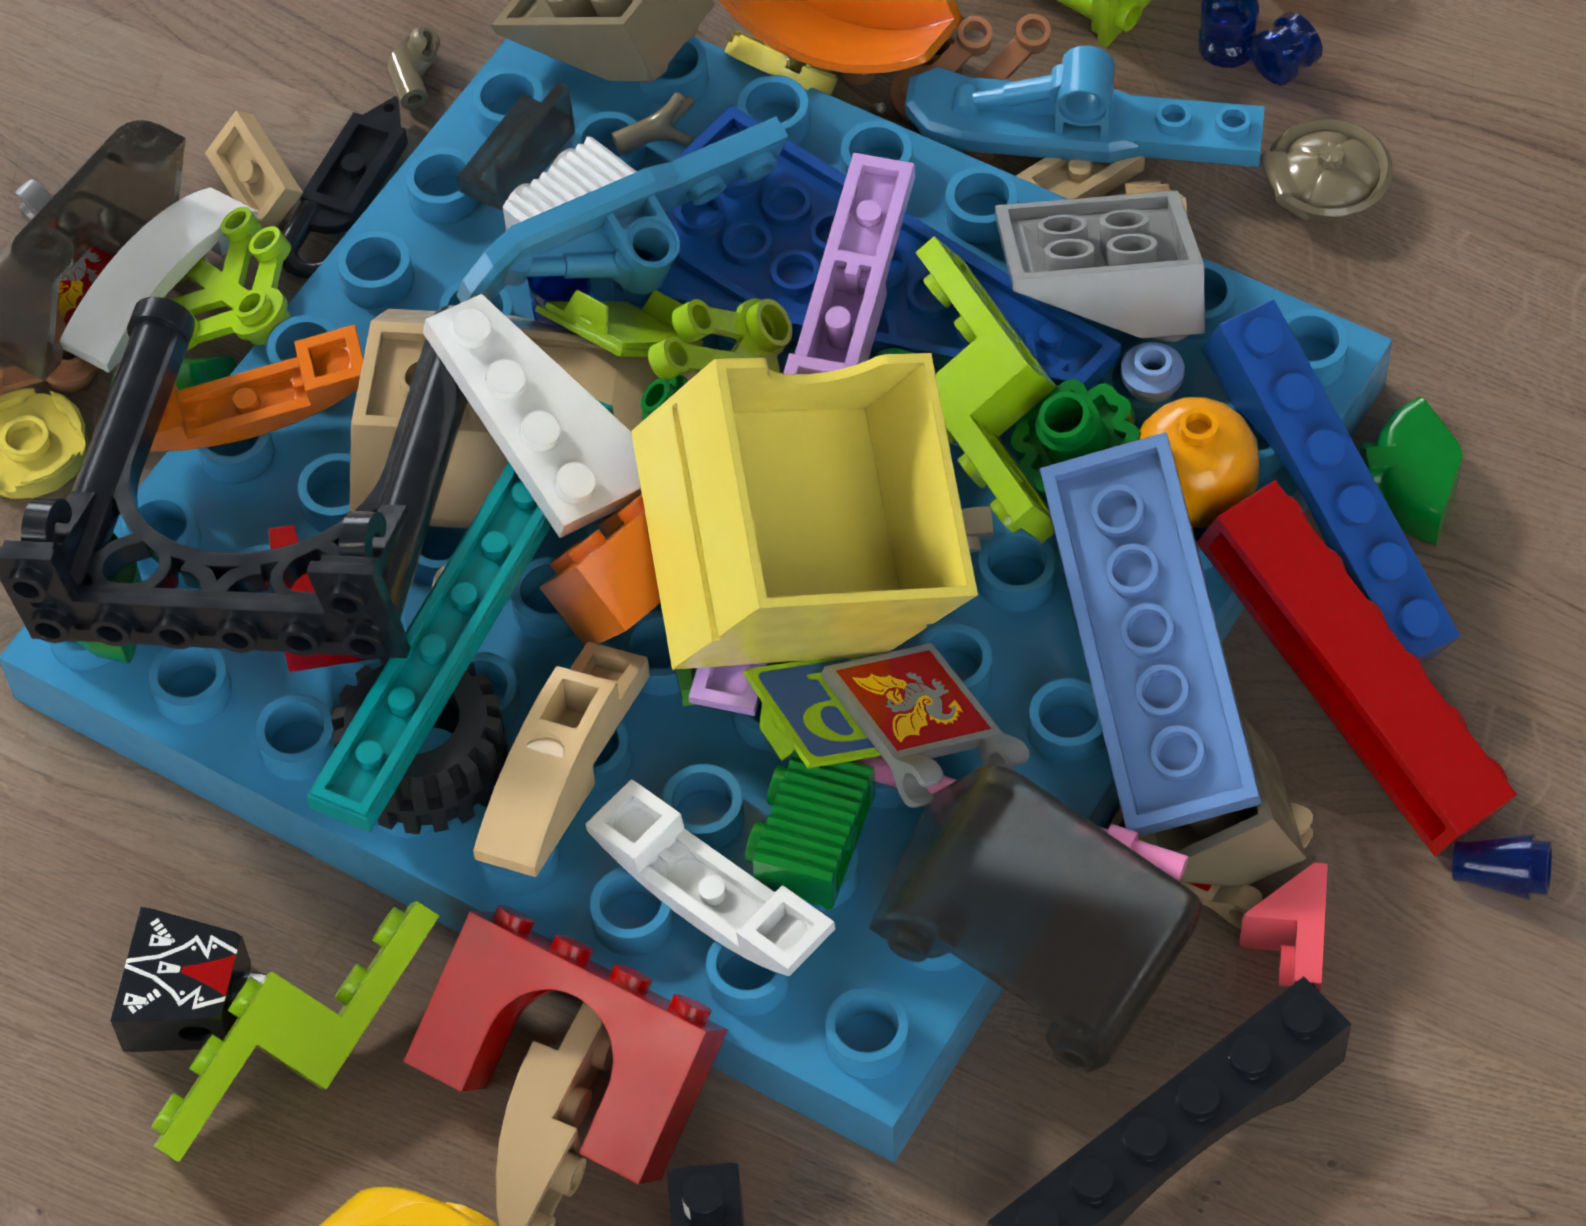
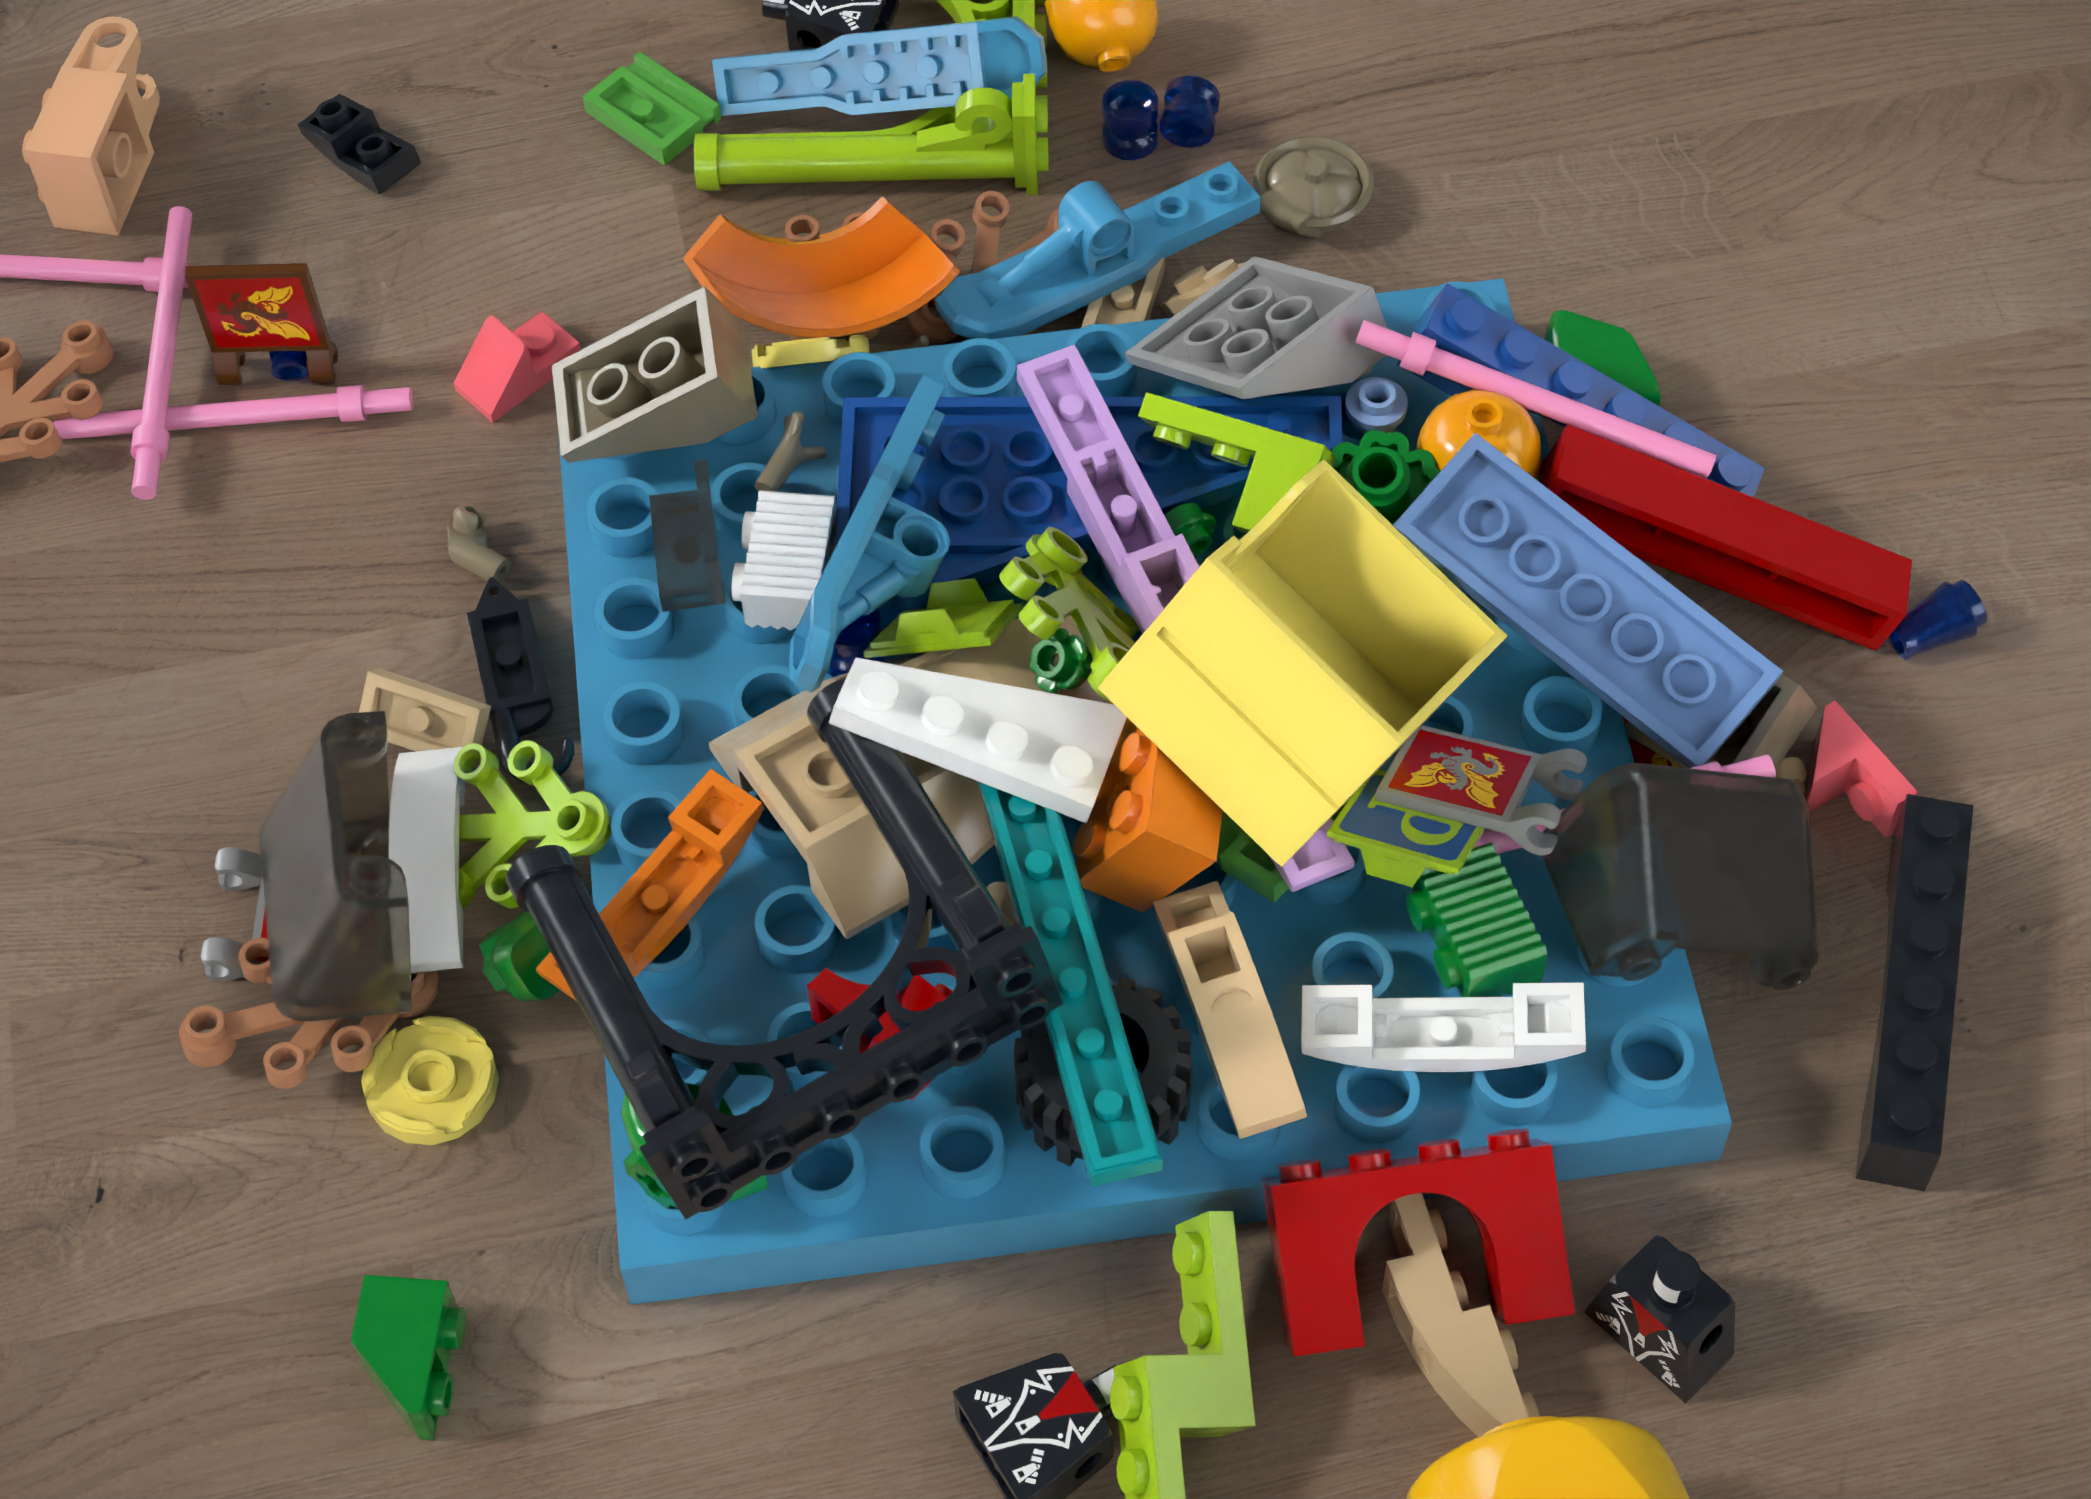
camera: 40 degrees left, 0 degrees up
(1202, 348) = (1421, 355): none -> bright pink bar

